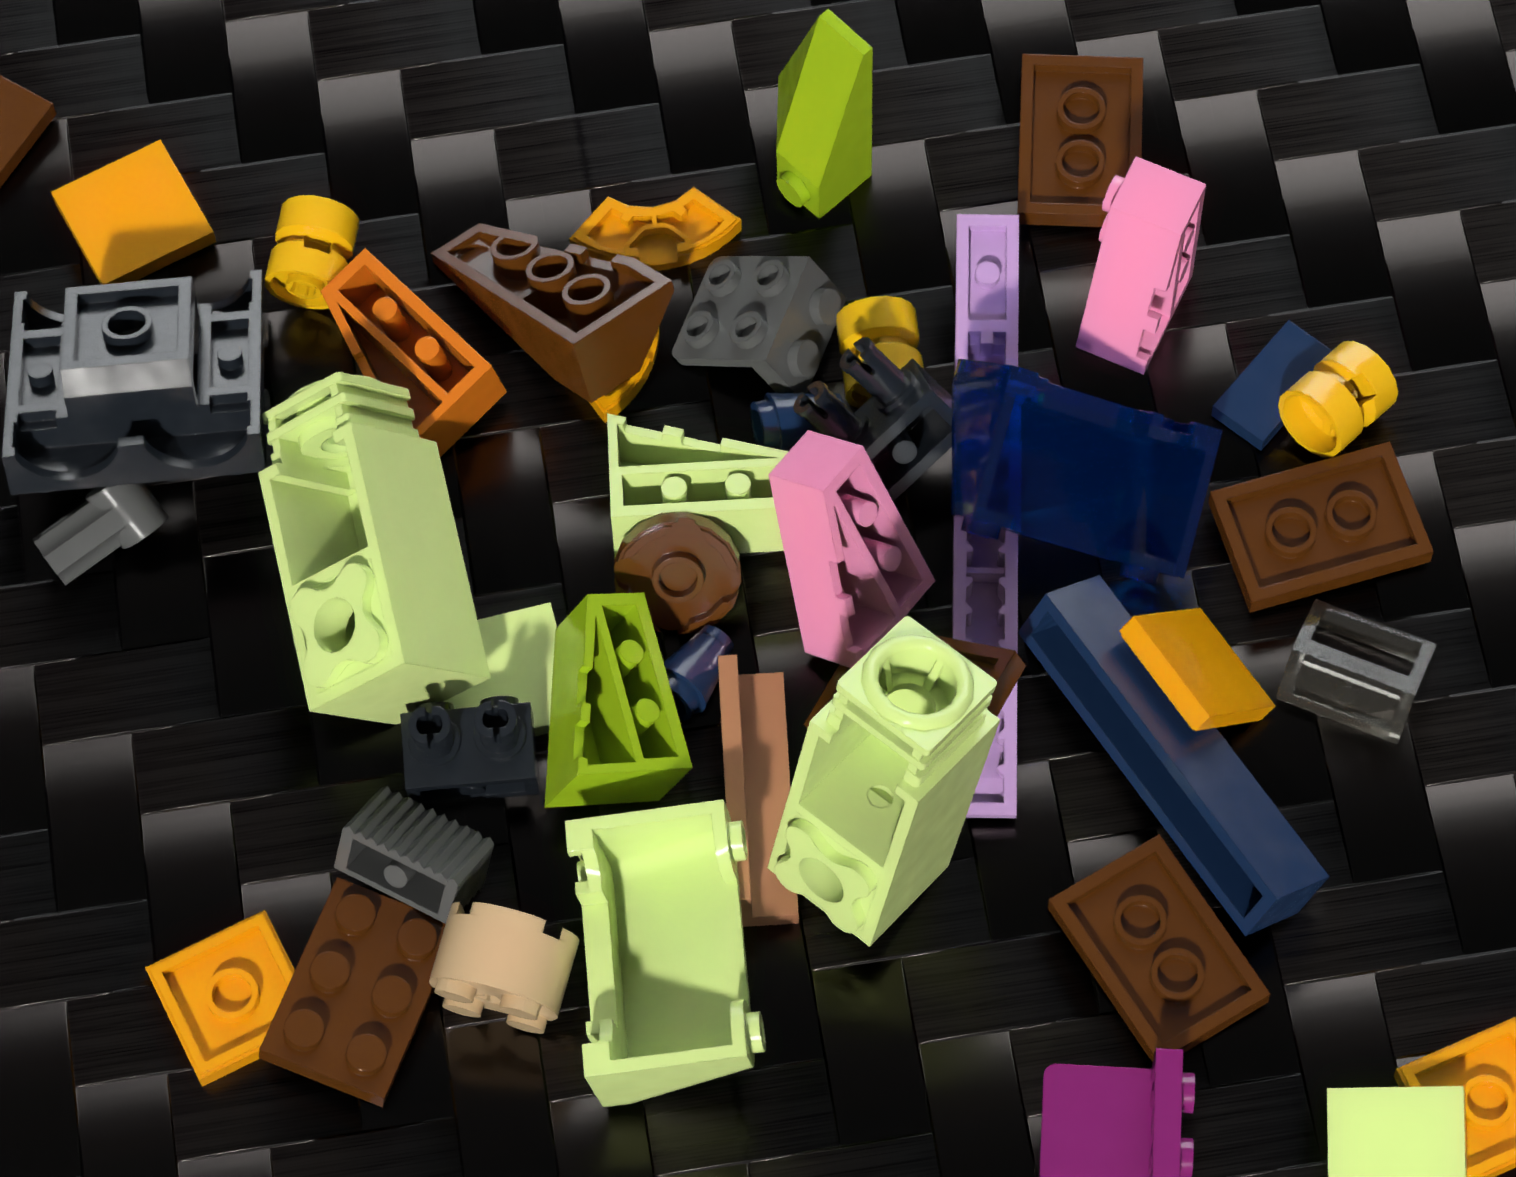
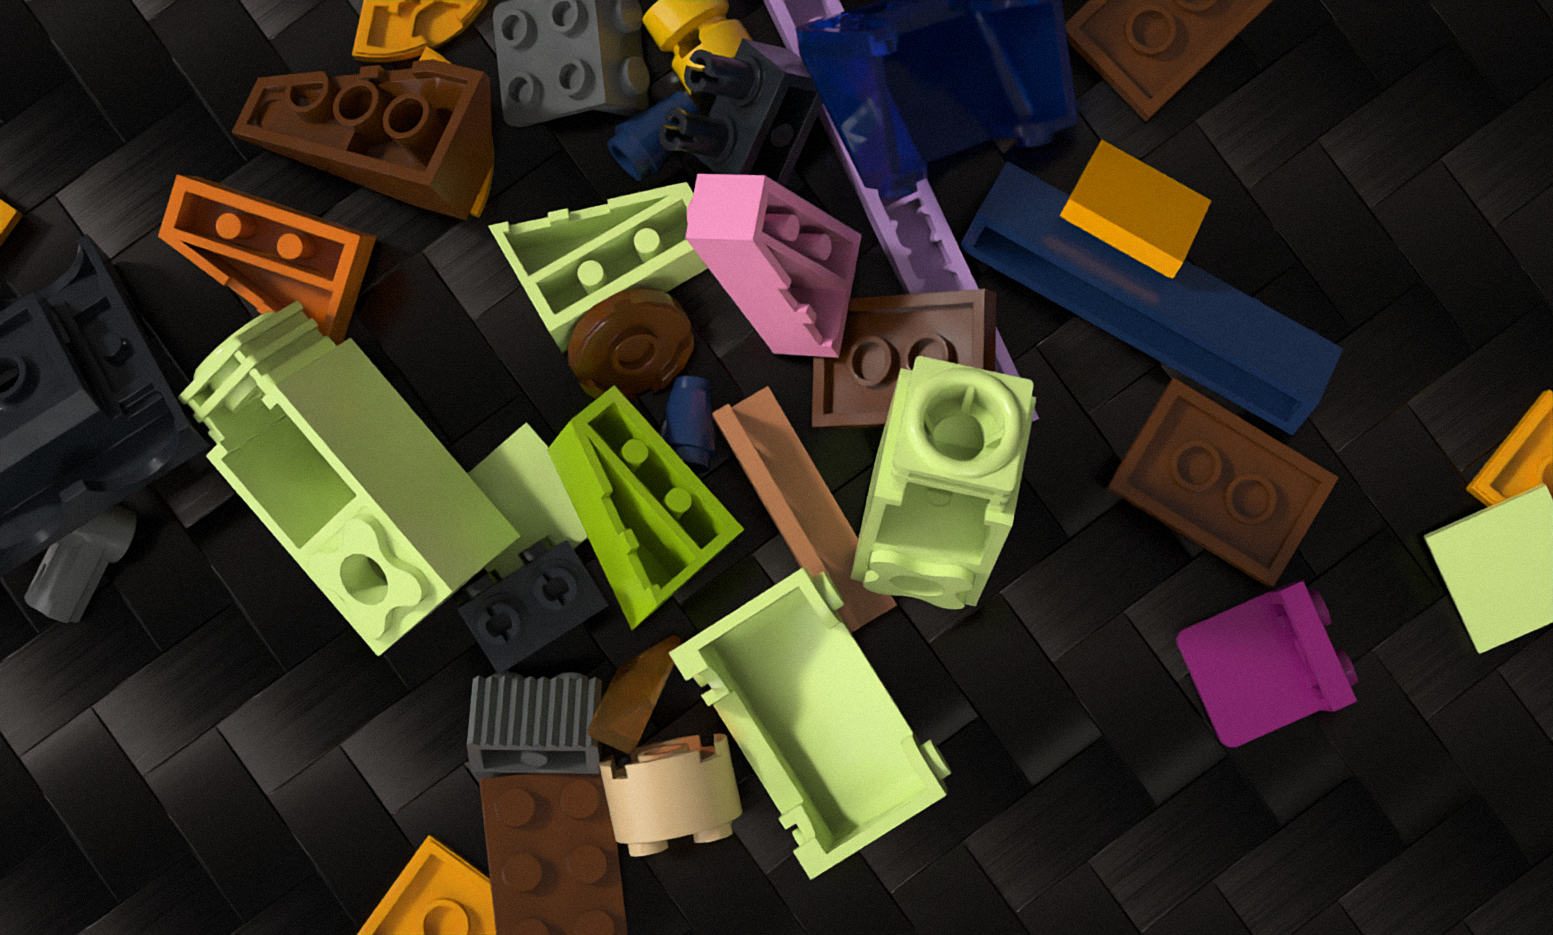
camera: 30 degrees left, 20 degrees up
(312, 248) = (115, 169): yellow wheel -> none
(517, 868) = (633, 697): none -> clear orange slope
(1351, 687) = (1268, 155): clear smoke tile -> none

